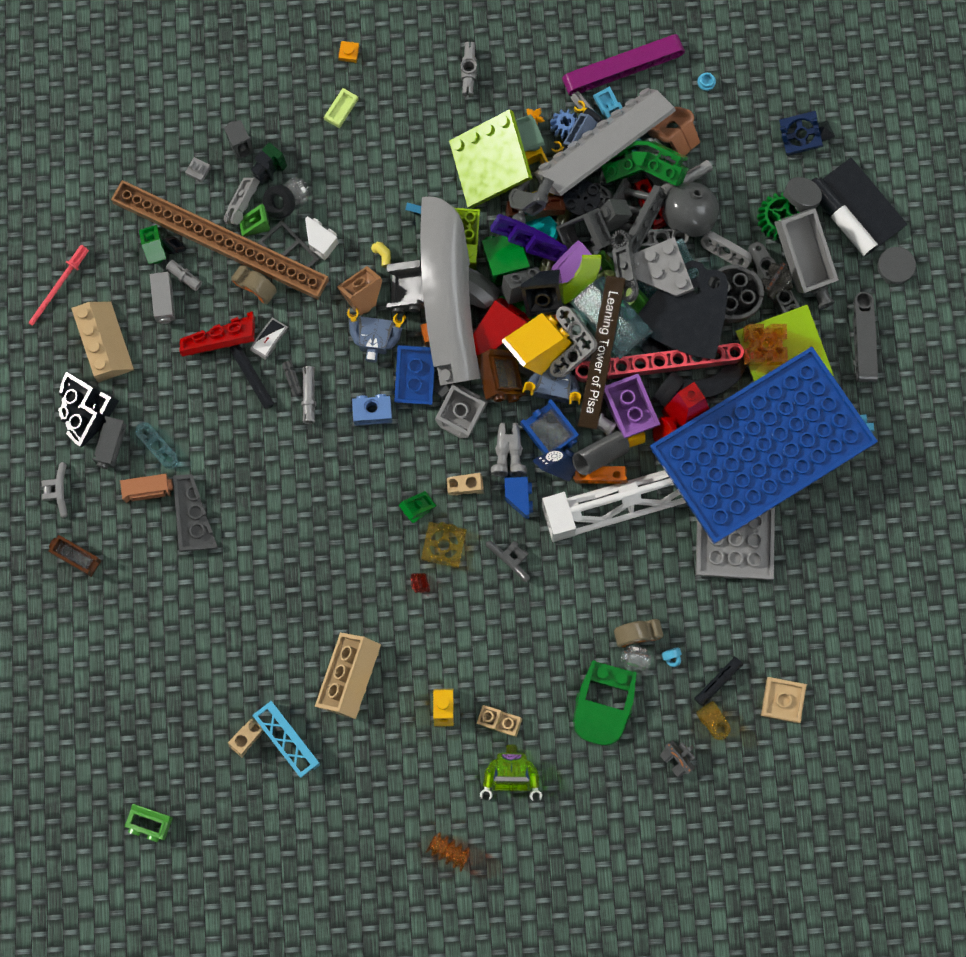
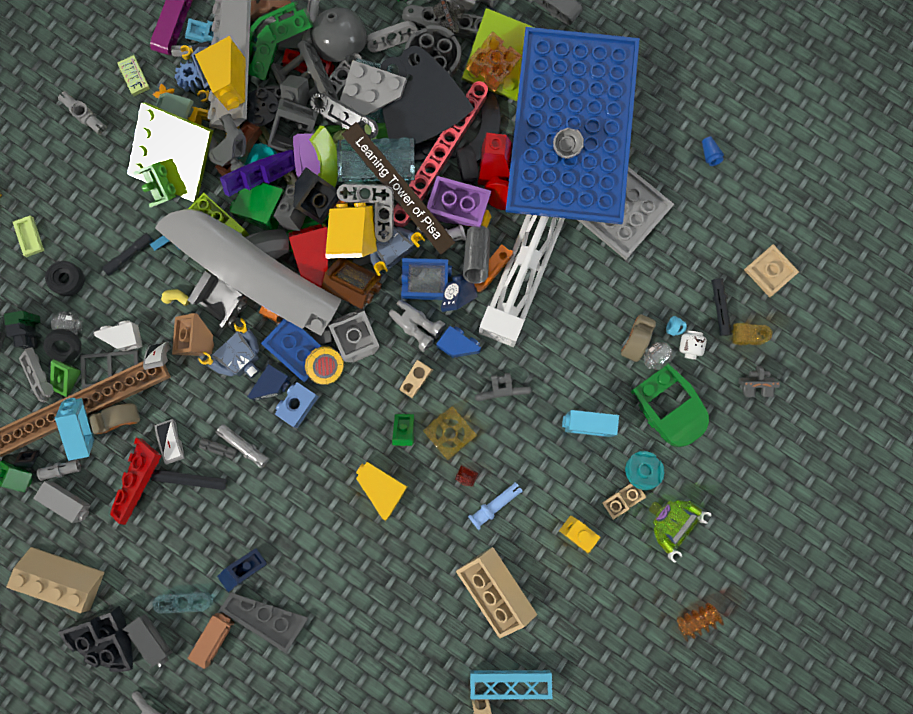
camera: 50 degrees left, 5 degrees up
(214, 469) = (241, 570): none -> dark blue slope
(225, 262) = (74, 428): none -> medium azure window
(325, 152) = (54, 275): none -> black tyre
(326, 276) = (156, 355): none -> slope
(358, 525) = (380, 488): none -> yellow slope
(372, 377) = (270, 384): none -> dark blue slope
(374, 189) = (117, 262): none -> black piece
(405, 620) = (487, 511): none -> light blue pin
(419, 406) = (324, 365): none -> tile
(463, 165) = (160, 174): none -> bright green window
(530, 82) = (133, 75): none -> yellowish green tile
(535, 719) = (644, 470): none -> teal tile
(537, 645) = (591, 423): none -> medium azure window
(580, 153) = (224, 71): none -> yellow slope
(667, 680) = (693, 344): none -> white head
(740, 450) = (568, 143): none -> light grey hair
(843, 576) = (712, 152): none -> blue cone

